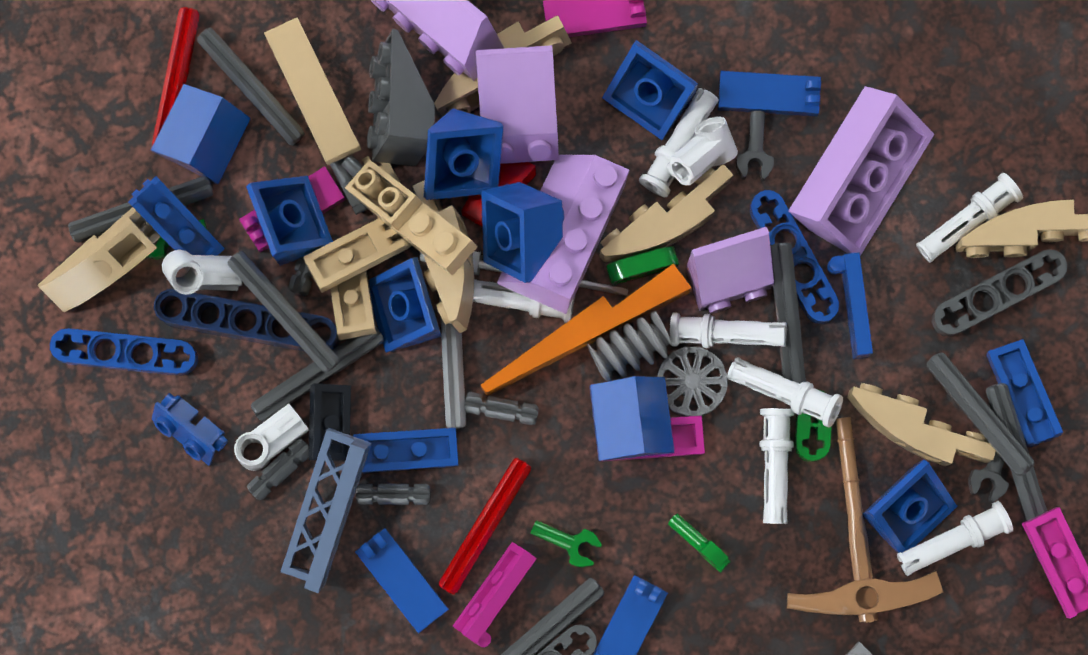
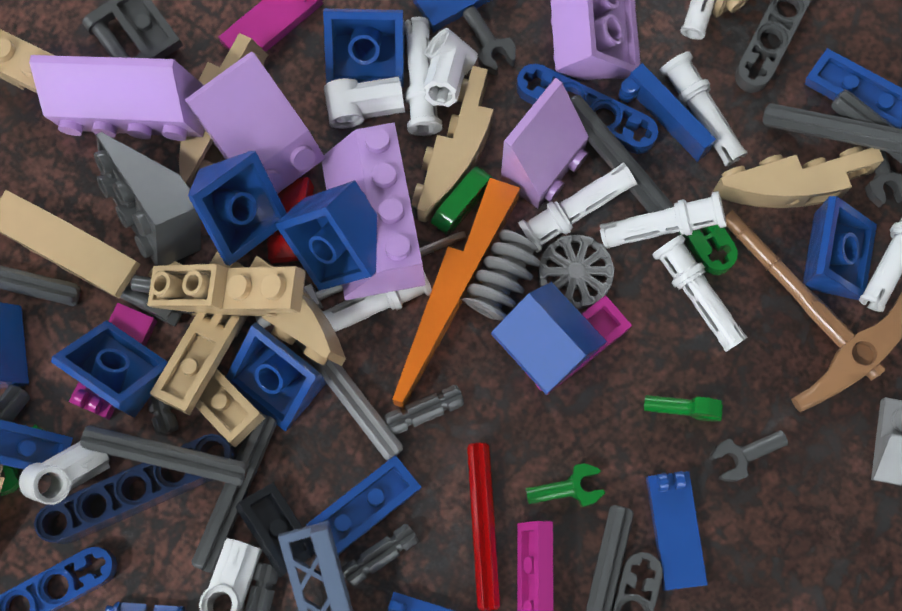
camera: 35 degrees left, 5 degrees down
(611, 127) = (353, 102): none -> white piece
(723, 611) = (746, 454): none -> dark grey bar
(888, 306) = (694, 93): none -> white pin

